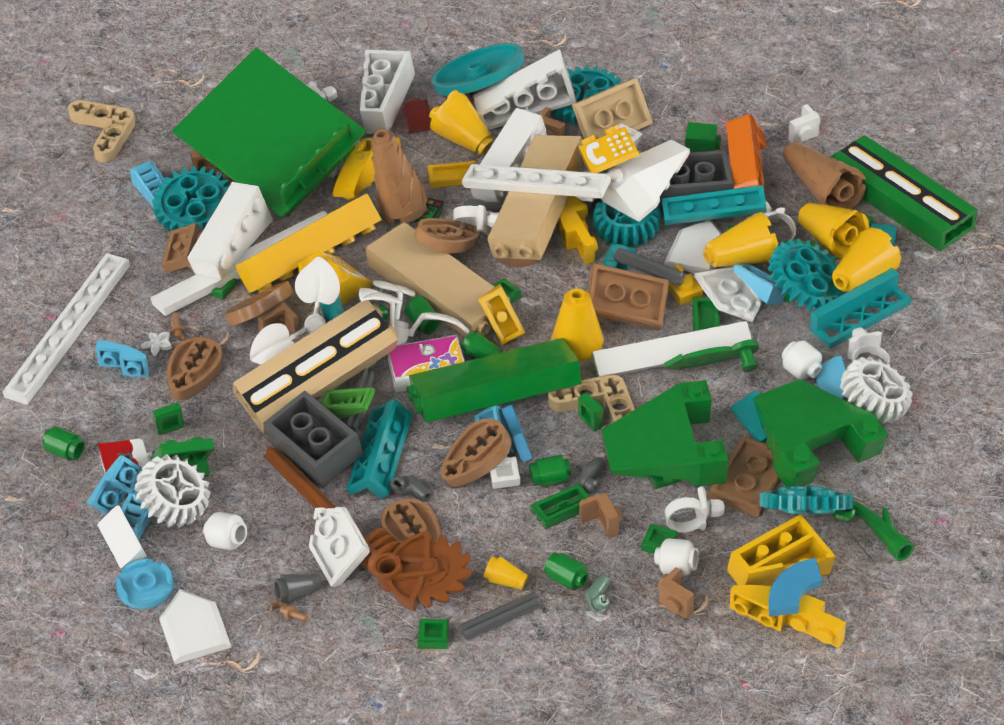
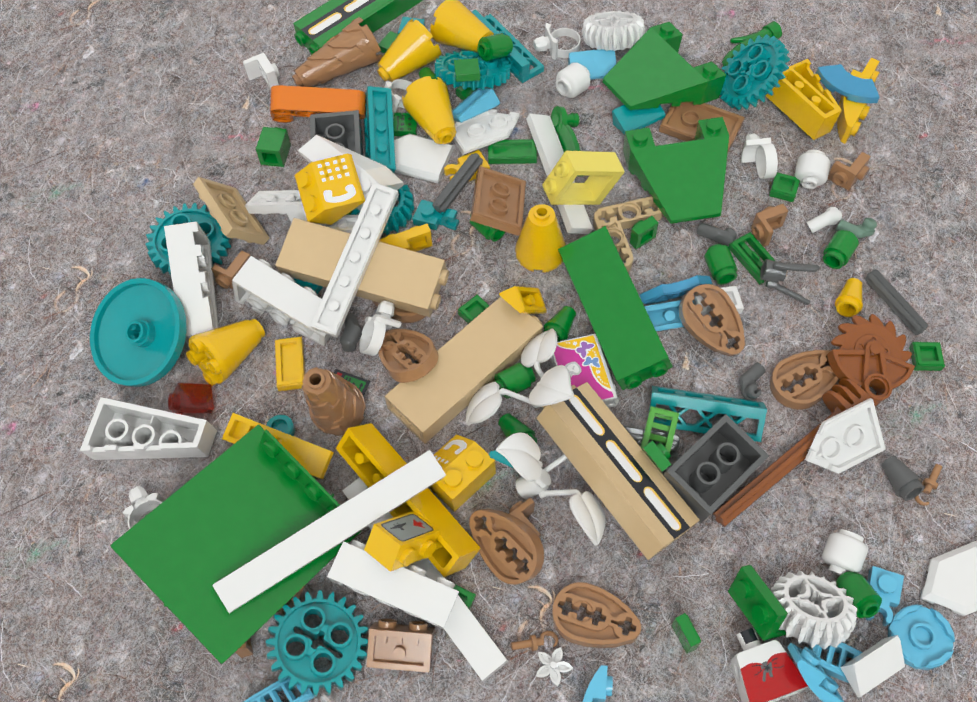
camera: 90 degrees left, 15 degrees up
(183, 532) = (864, 595): none -> green brick
(189, 563) = (889, 588): none -> medium azure plate
(257, 223) = (402, 540): none -> yellow brick
(270, 180) = (328, 531): none -> white tile
(323, 388) = (658, 455): none -> green plate
(532, 507) = (776, 271): none -> dark grey plant
(610, 567) = (830, 217): none -> white arm
(643, 347) = (603, 172): none -> light yellow window
(782, 252) = (467, 70): none -> green tile
(827, 280) = (494, 47): none -> green brick

